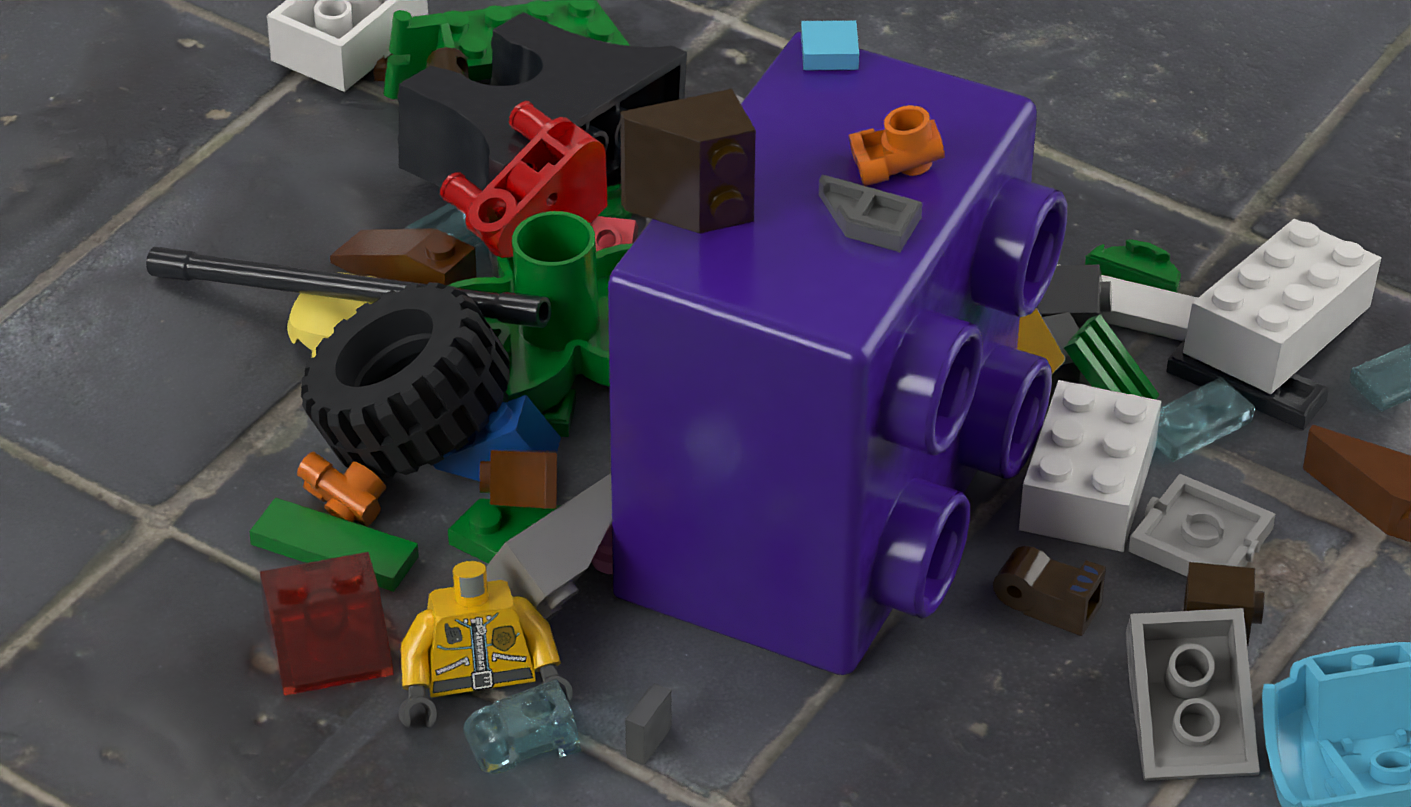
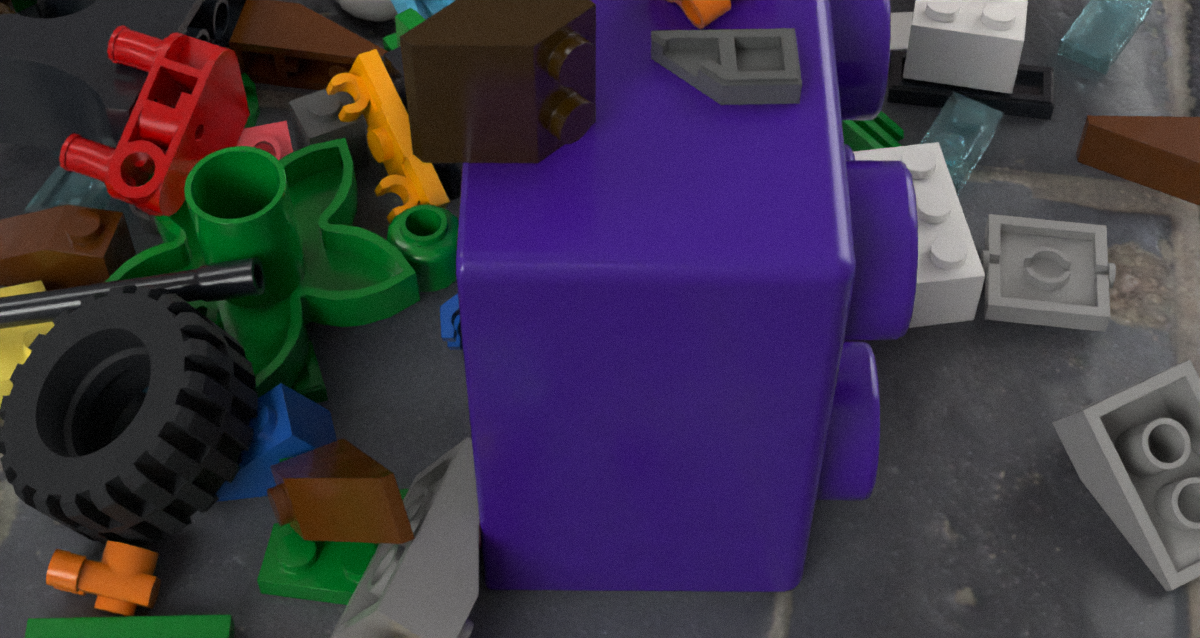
camera: 25 degrees left, 10 degrees up
(1051, 589) = (946, 397): dark brown leg -> none
(1224, 588) = (1118, 348): dark brown brick -> none

